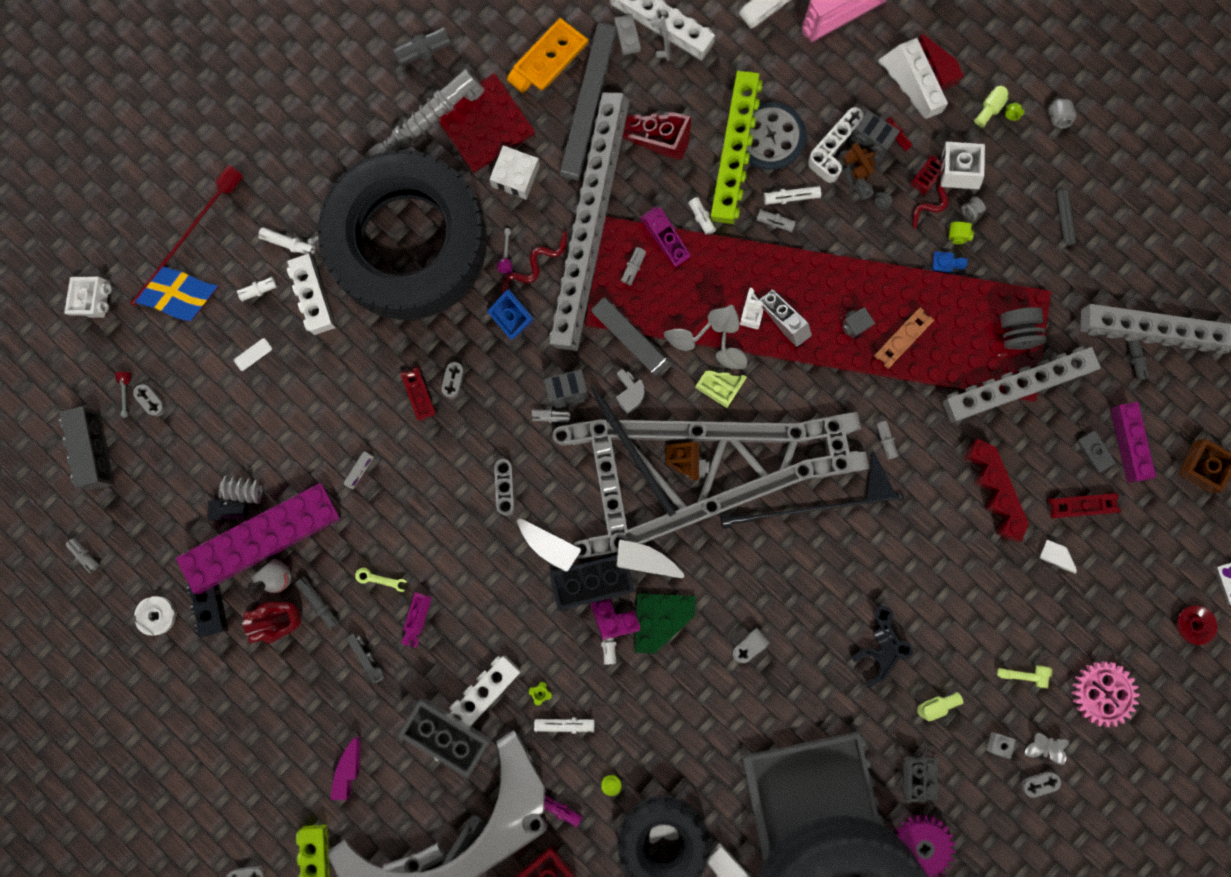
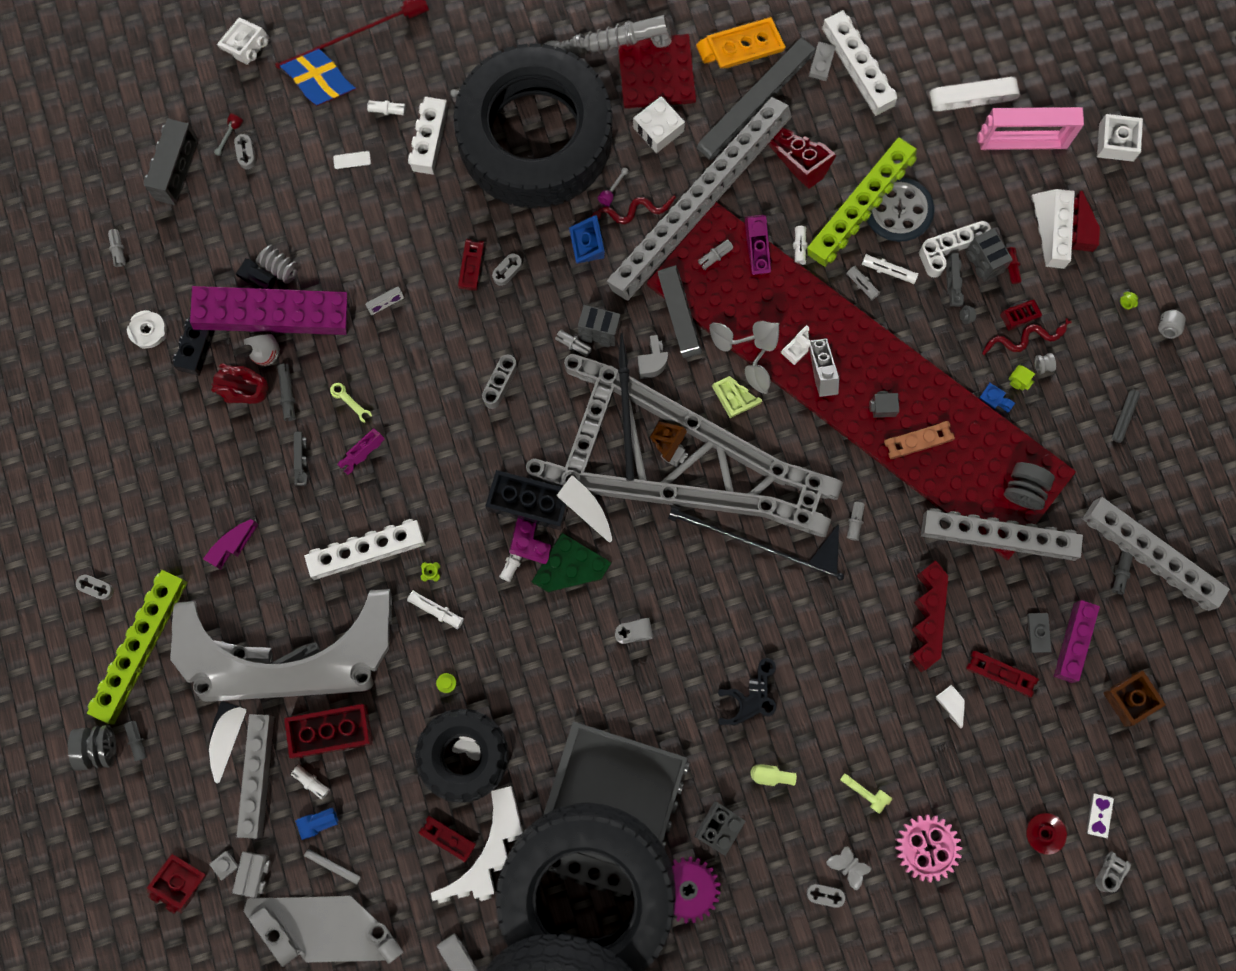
camera: 25 degrees right, 5 degrees down
(294, 245) = (438, 87): white pin -> none
(445, 737) = (328, 557): dark grey brick -> none
(549, 546) = (508, 449): white sticker -> none
(562, 812) = (391, 681): magenta pin -> none
(662, 23) = (854, 71): light grey piece -> none
(863, 161) = (966, 270): reddish brown hips -> none
(962, 165) = (1054, 320): white brick -> none
(992, 105) = (1112, 284): yellowish green arm -> none
(995, 742) = (801, 840): light grey plate -> none

